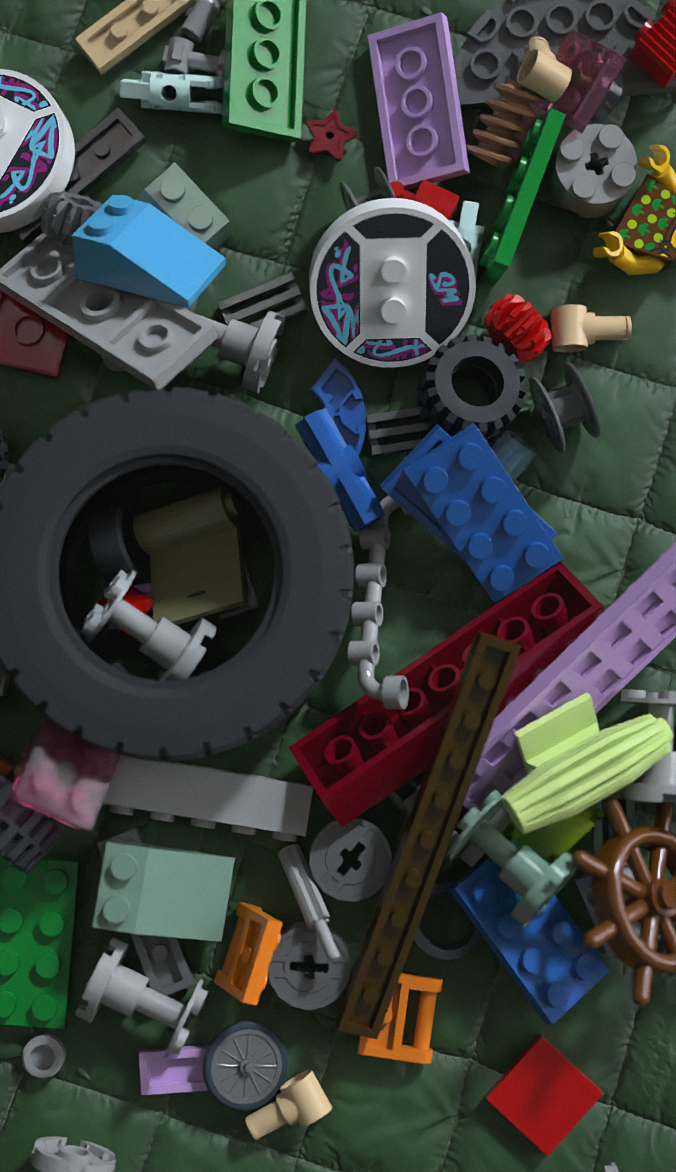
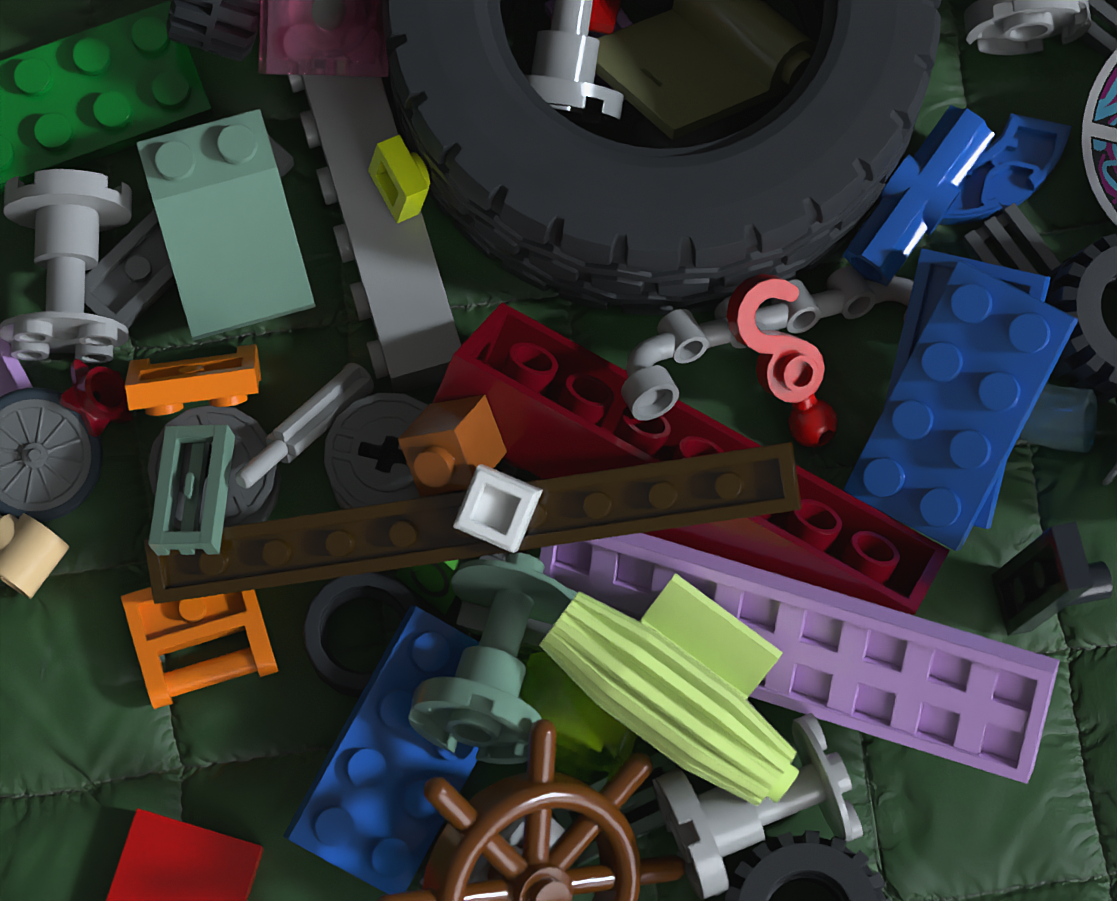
camera: 65 degrees right, 10 degrees down
(189, 775) = (399, 178): none -> neon yellow plate
(226, 1024) = (107, 386): none -> dark red plate
(333, 976) = (162, 537): none -> sand green tile
(373, 825) = (450, 443): none -> dark orange brick
(405, 599) = (786, 363): none -> piece
(430, 820) = (497, 508): none -> white tile
(610, 515) = (1047, 578): none -> black piece

